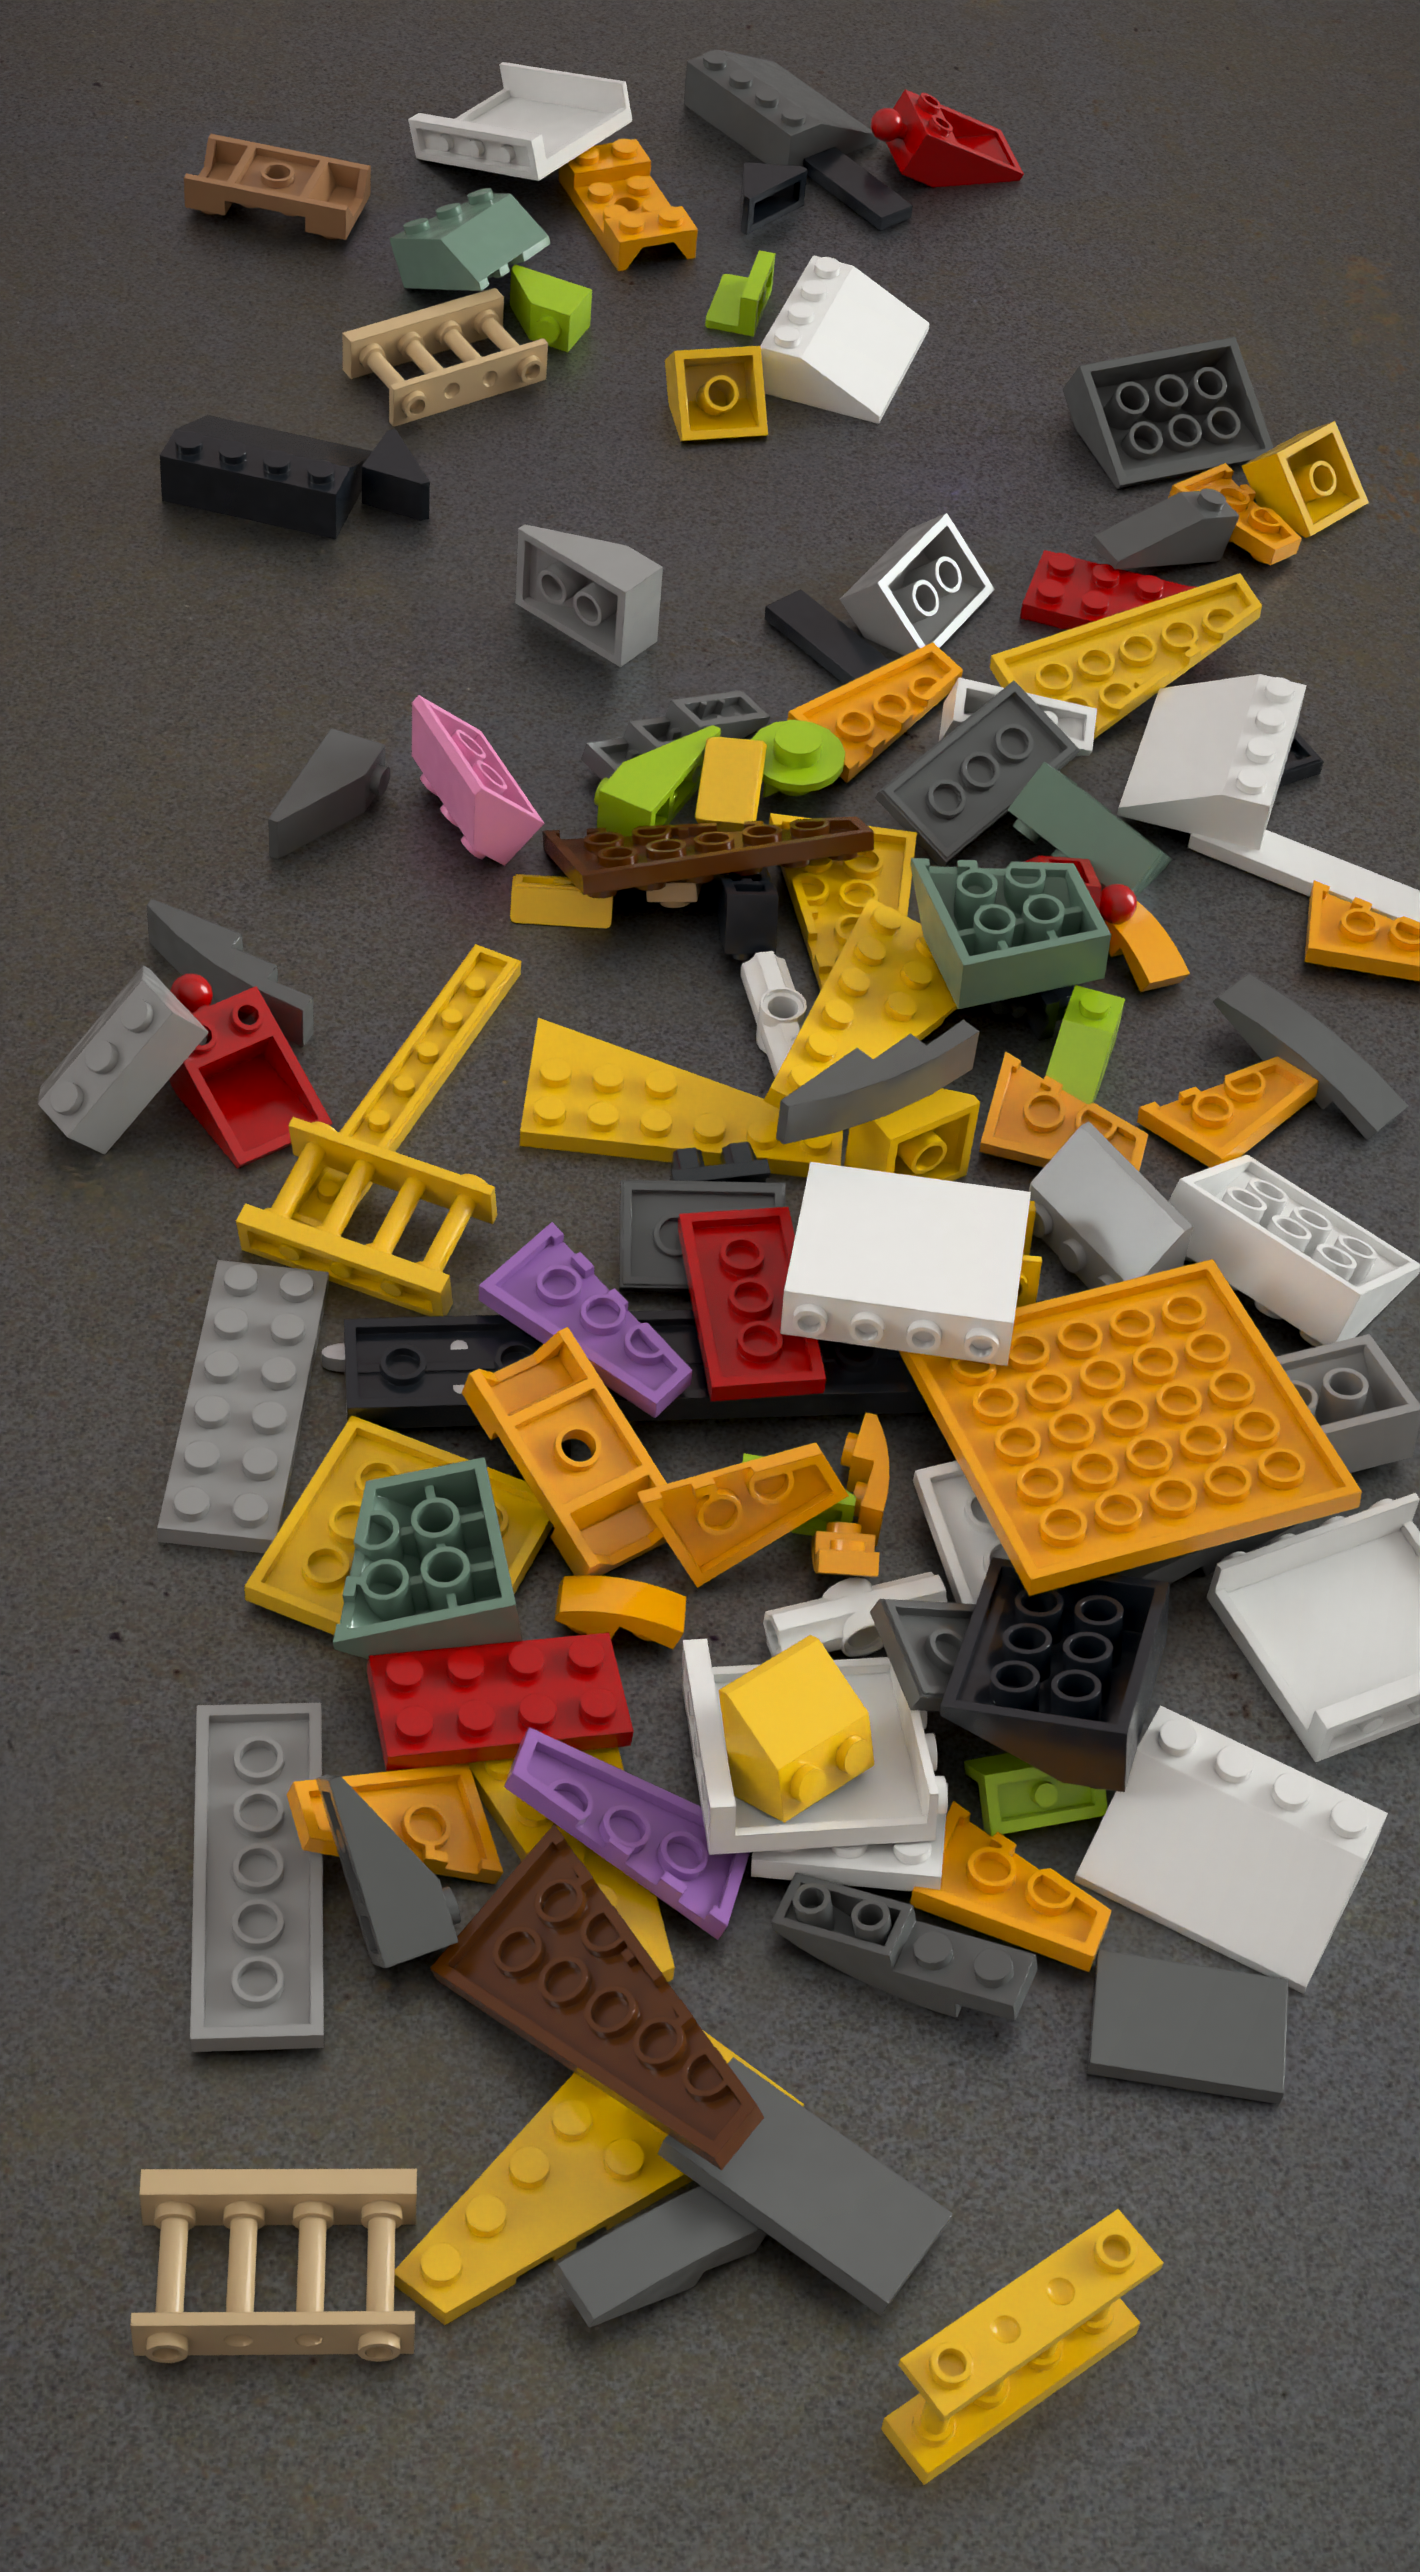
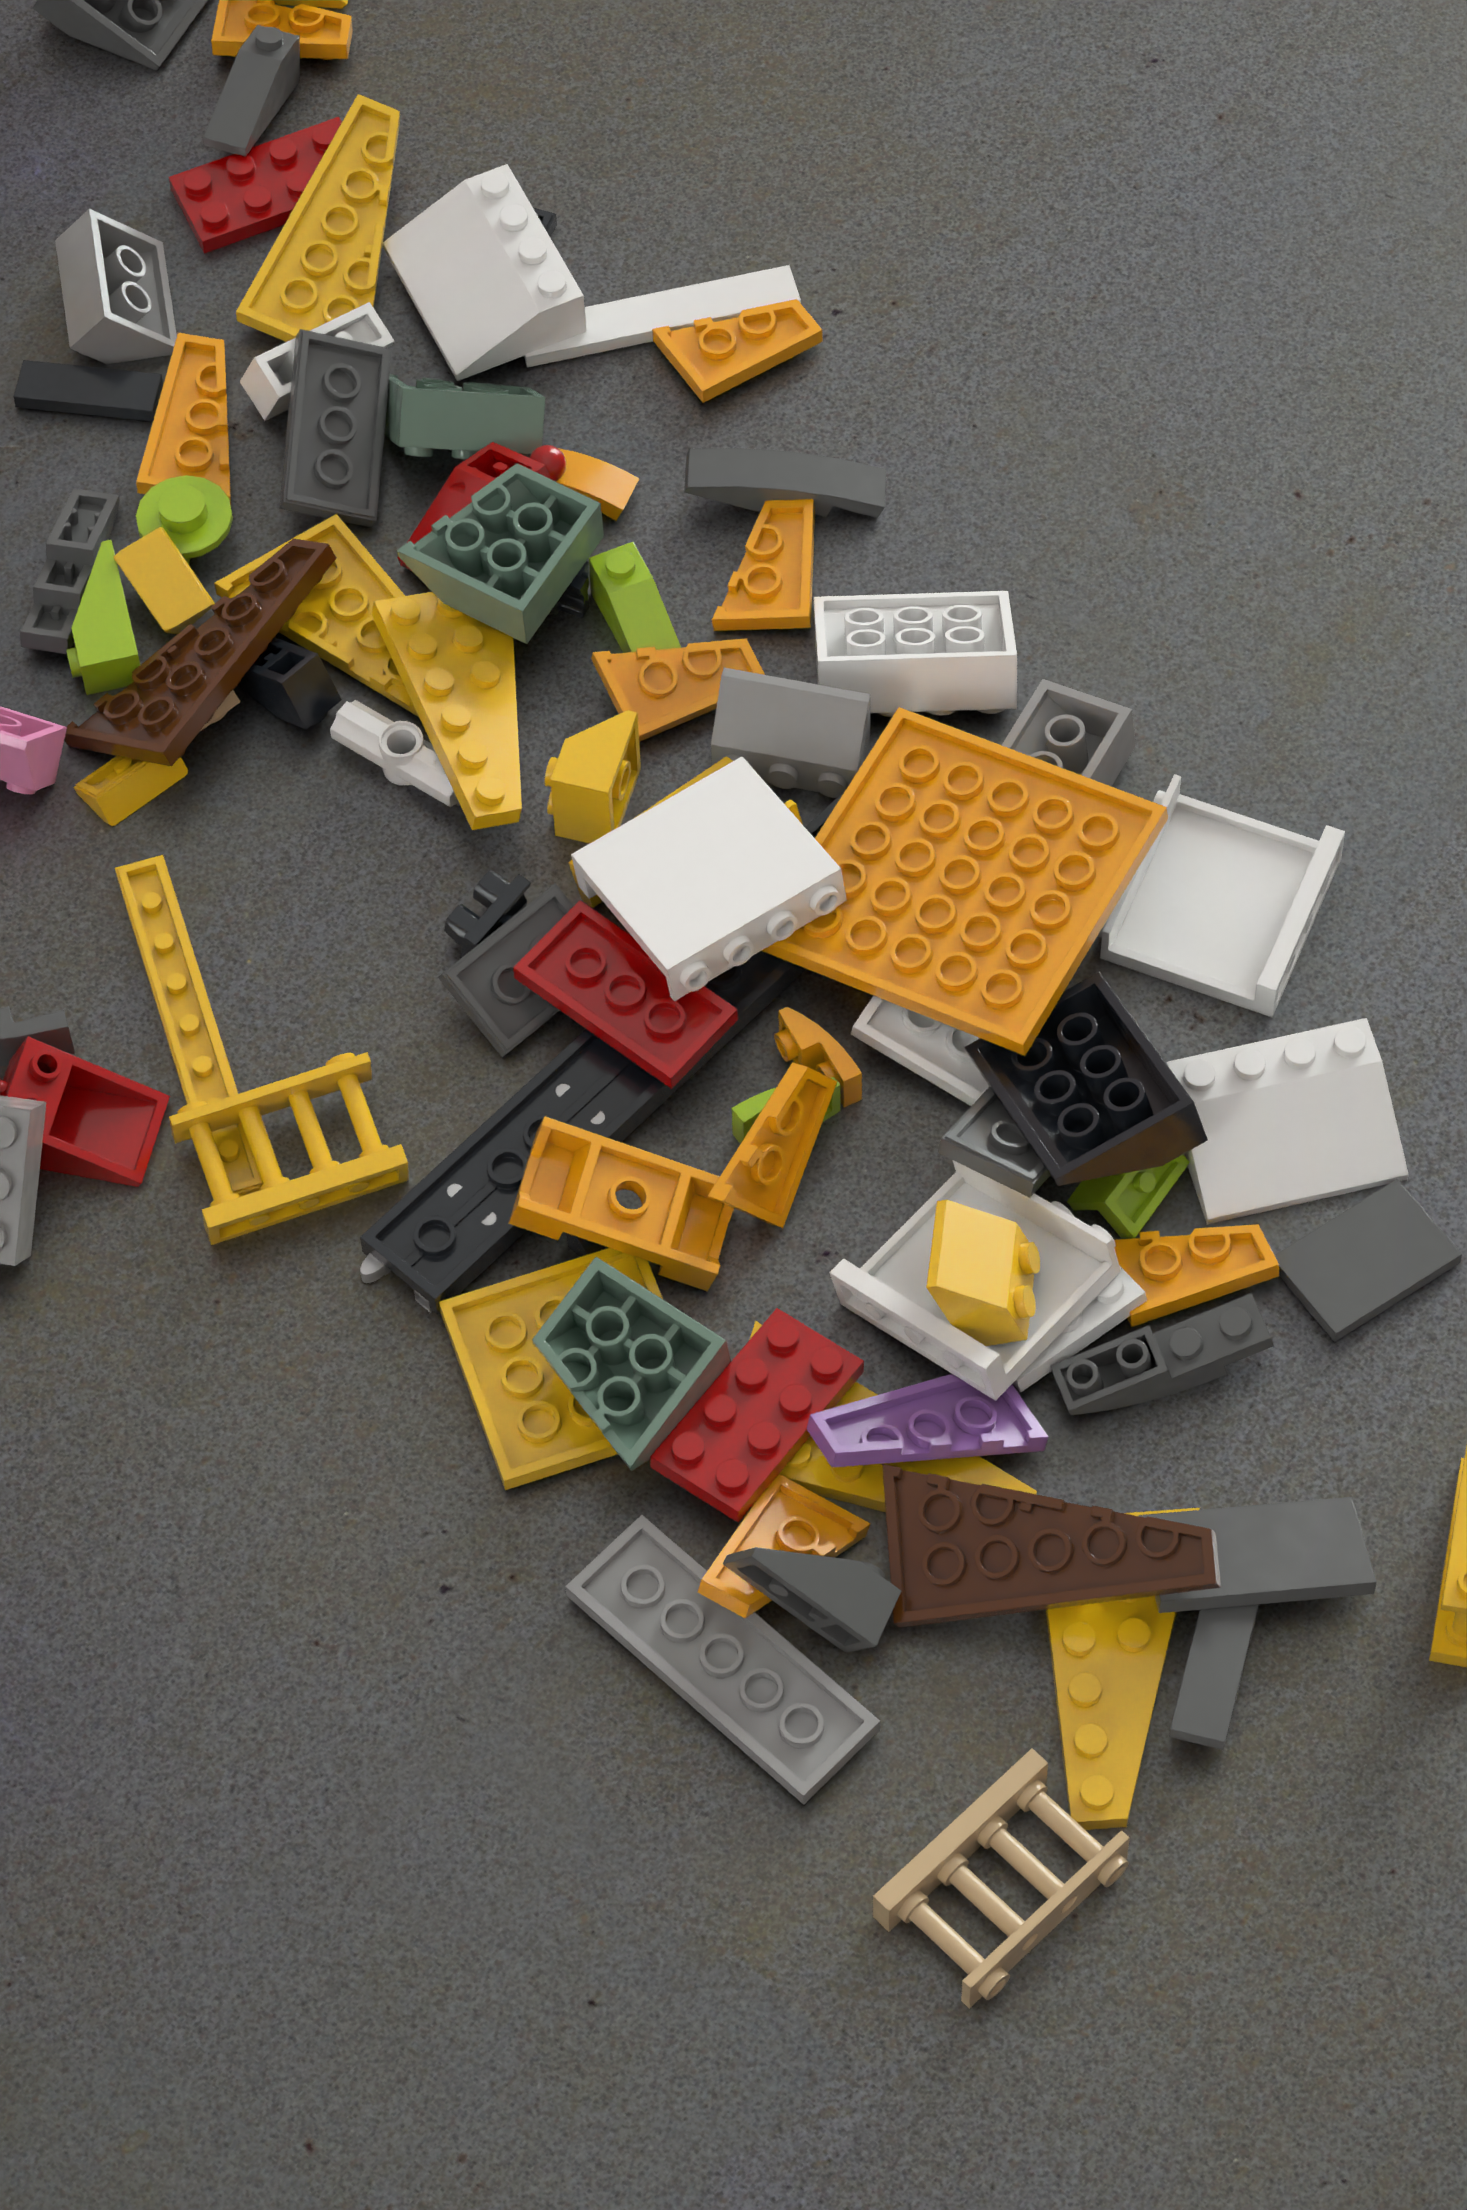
camera: 35 degrees left, 10 degrees up
(244, 1407) = (349, 1355): light grey plate -> none
(555, 1289) = (507, 1100): medium lavender wing -> none
(605, 1603) = (749, 1287): light orange slope -> none
(630, 1106) = (362, 907): yellow wing -> none
(843, 1614) = (907, 1162): white piece -> none
(844, 1551) = (863, 1124): light orange slope -> none
(868, 1088) = (564, 764): dark grey slope -> none

